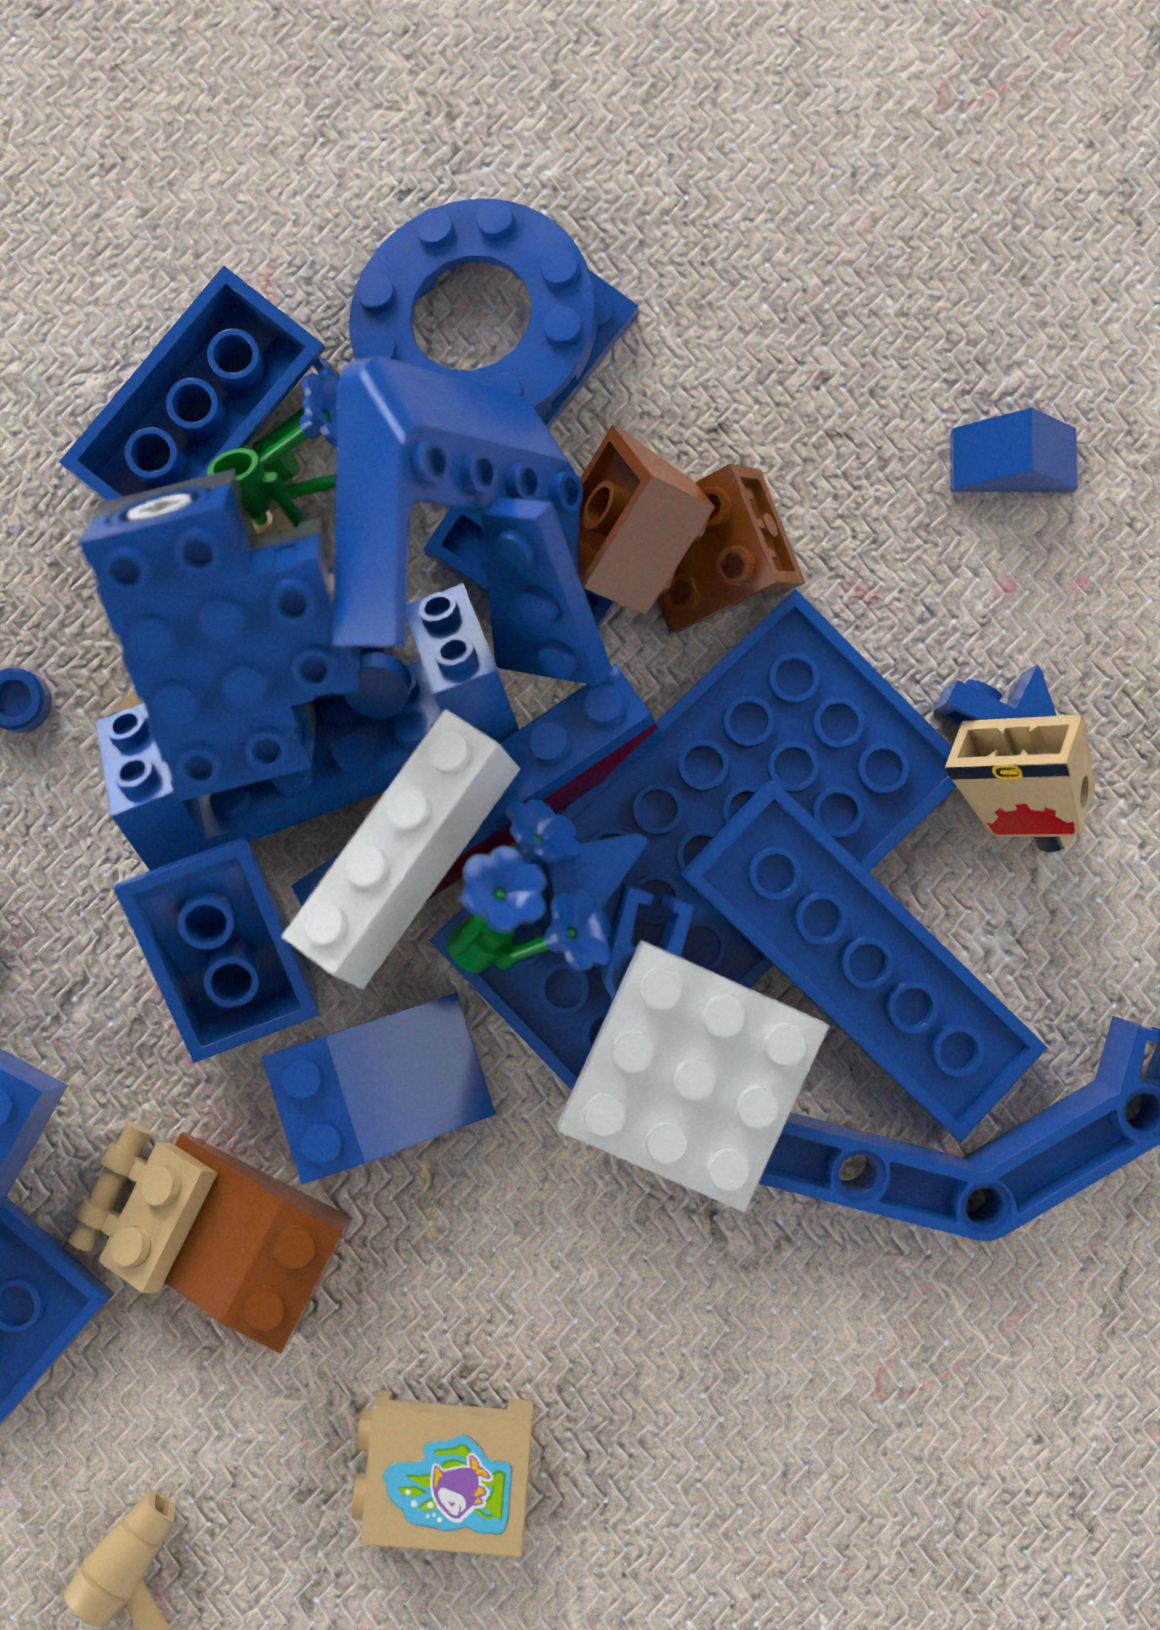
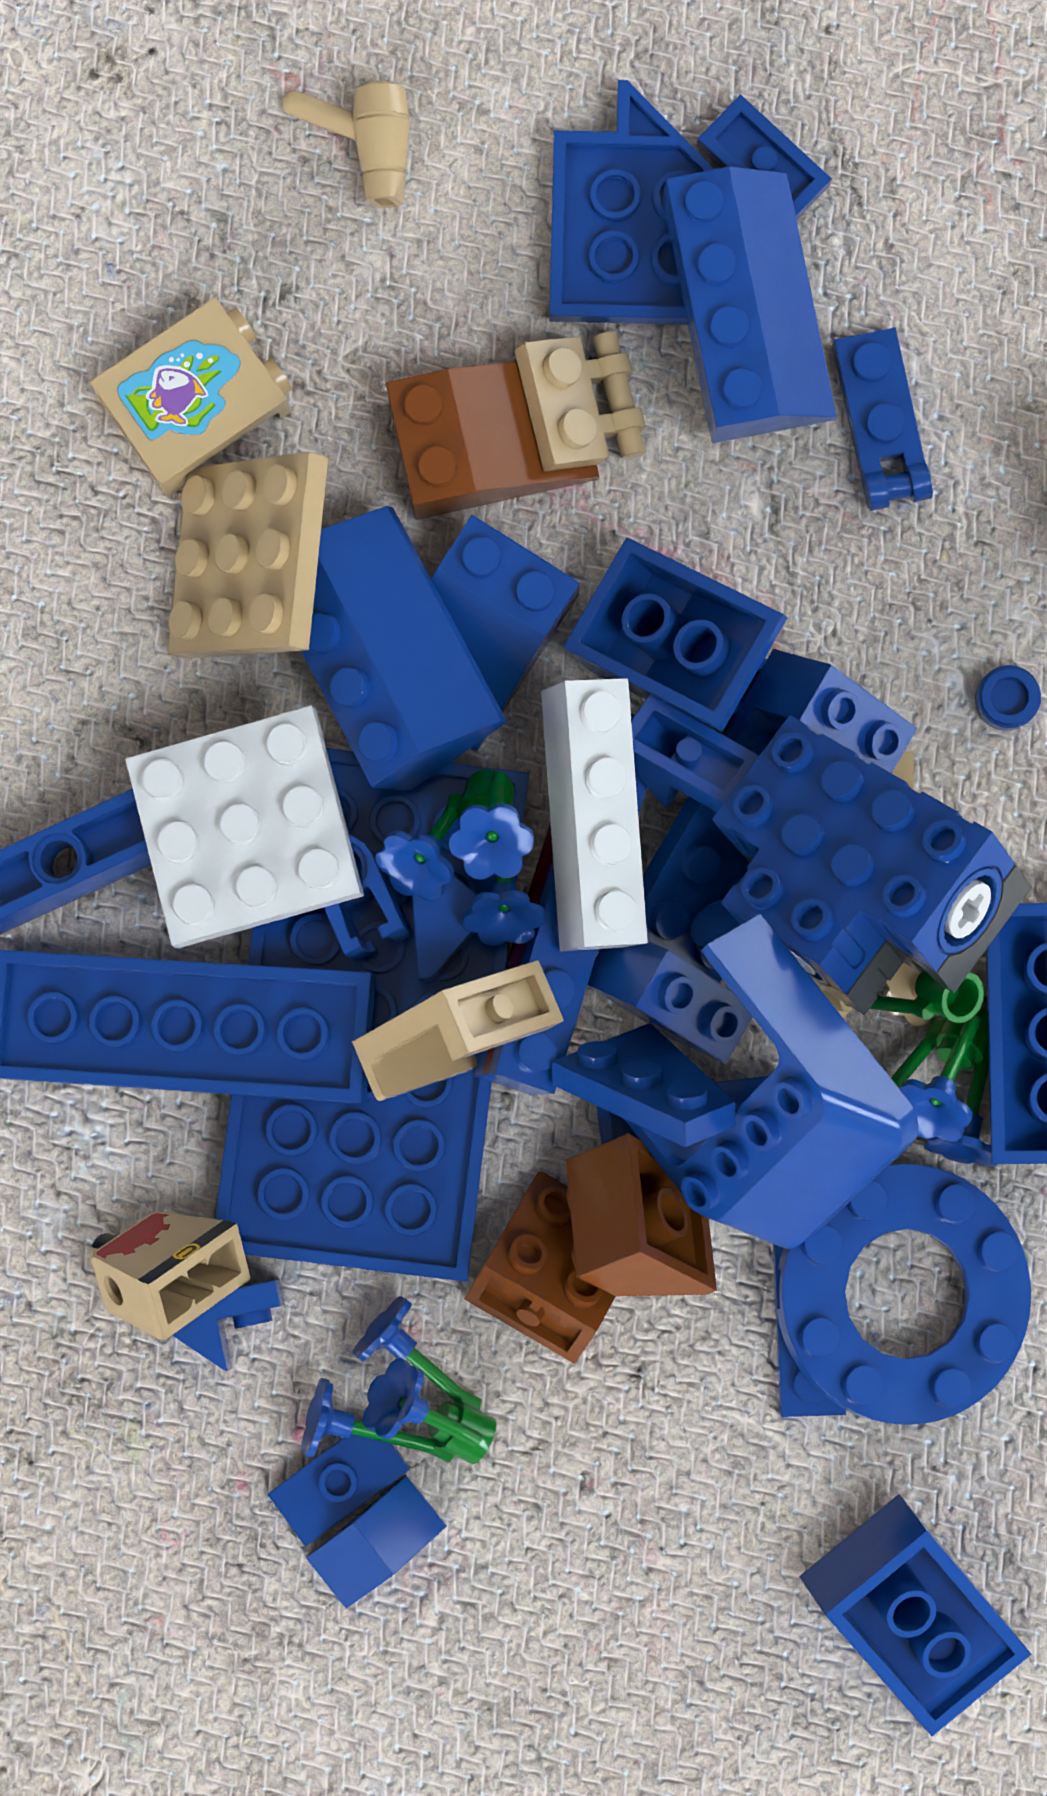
camera: 140 degrees right, 0 degrees up
(288, 838) = (685, 756): none -> blue slope
(461, 1133) = (393, 655): none -> blue slope
(507, 1299) = (248, 557): none -> tan plate
(648, 766) = (452, 1026): none -> tan panel
(659, 92) = (914, 1615): none -> blue slope
(924, 533) = (394, 1400): none -> plant
(1008, 524) = (336, 1484): none -> blue plate

